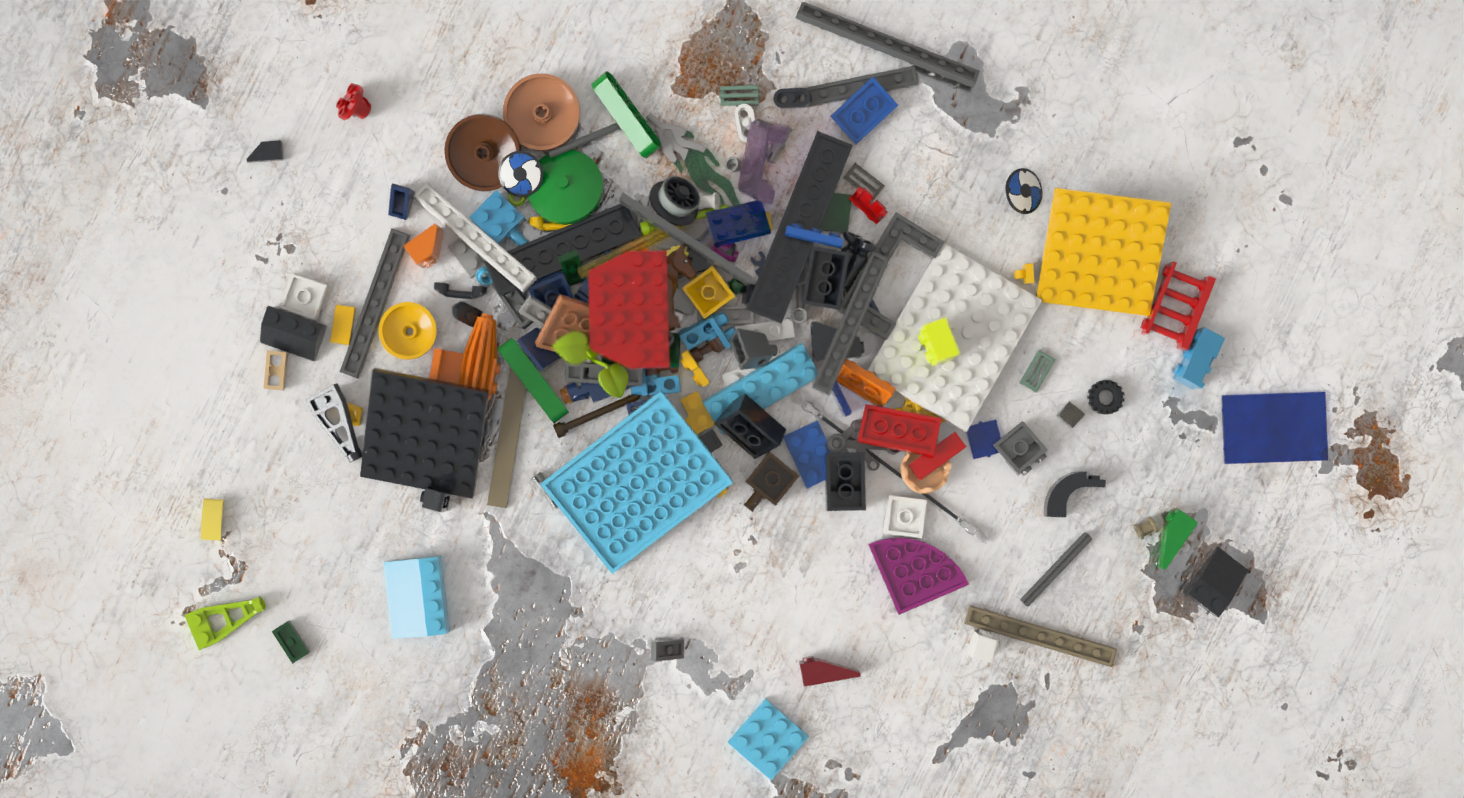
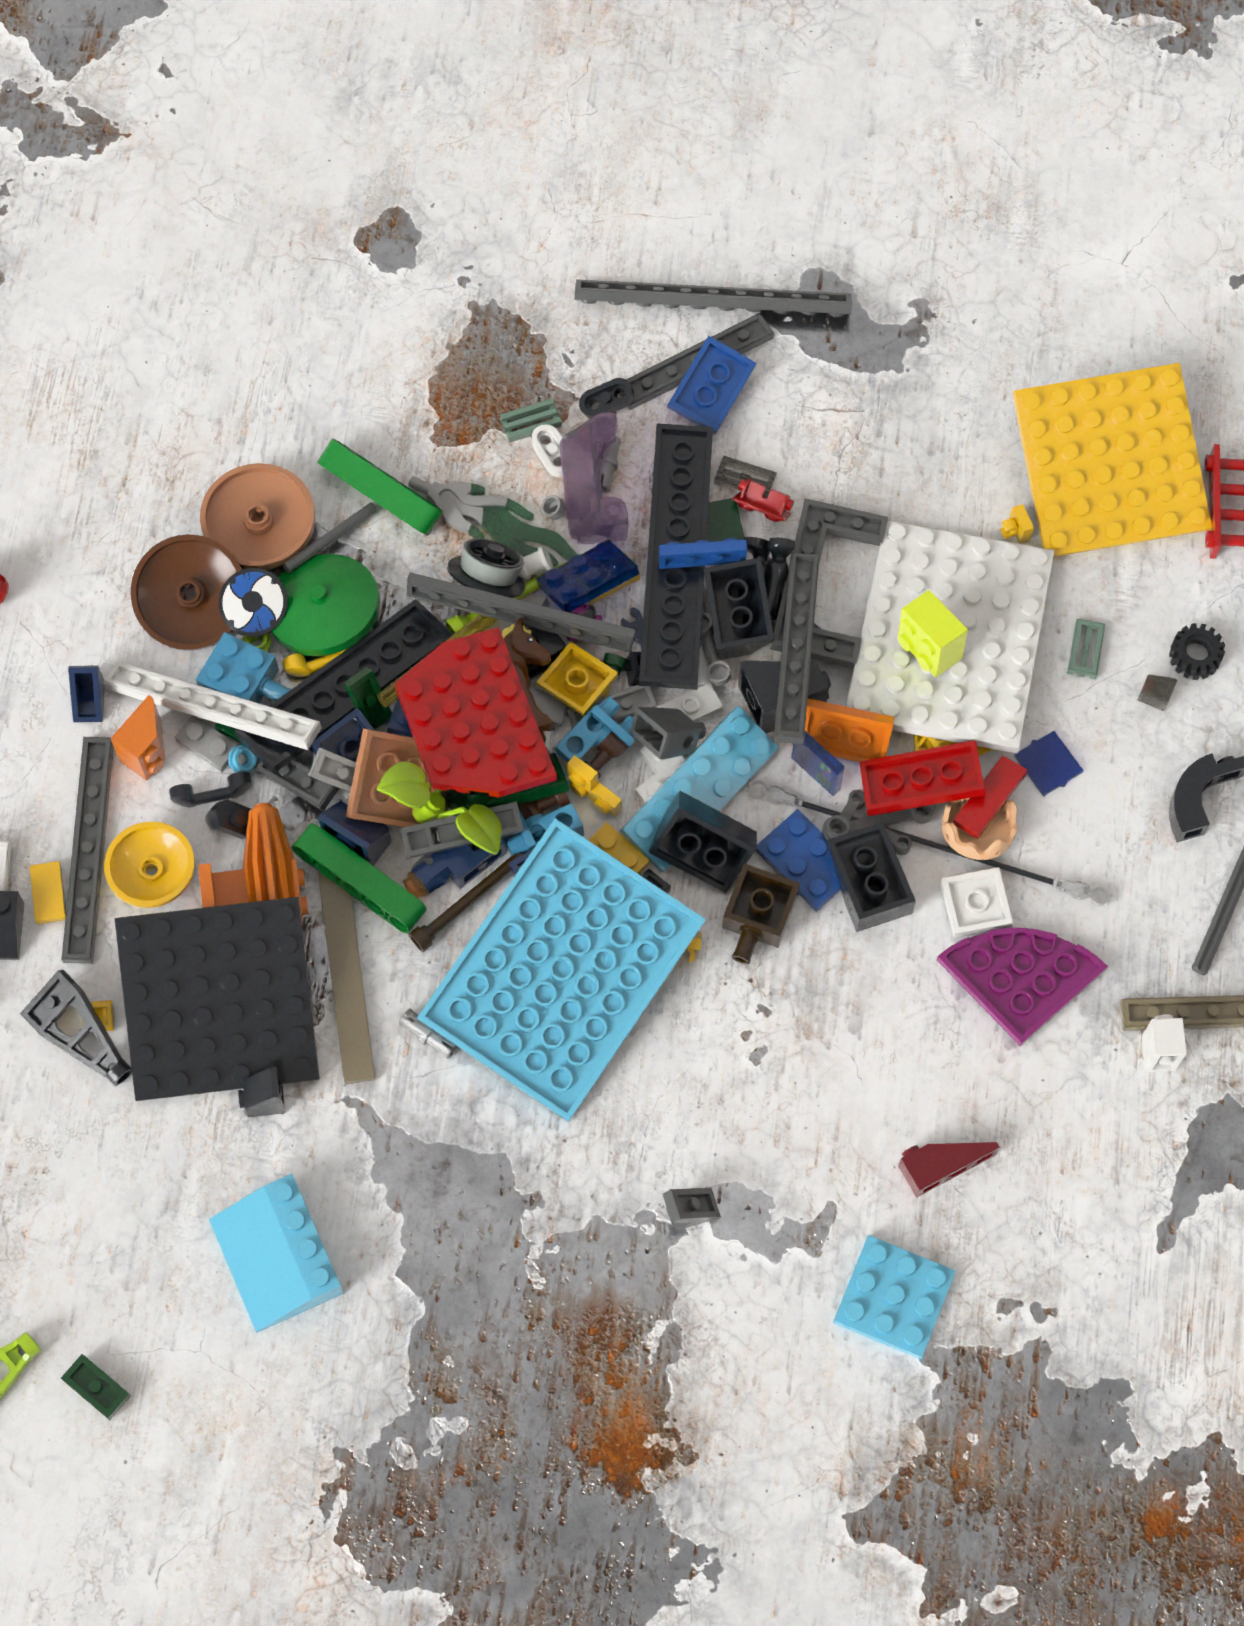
camera: 15 degrees left, 20 degrees down
(1021, 449) = (1107, 755): dark grey plate -> none
(1023, 191) = (971, 420): shield -> none

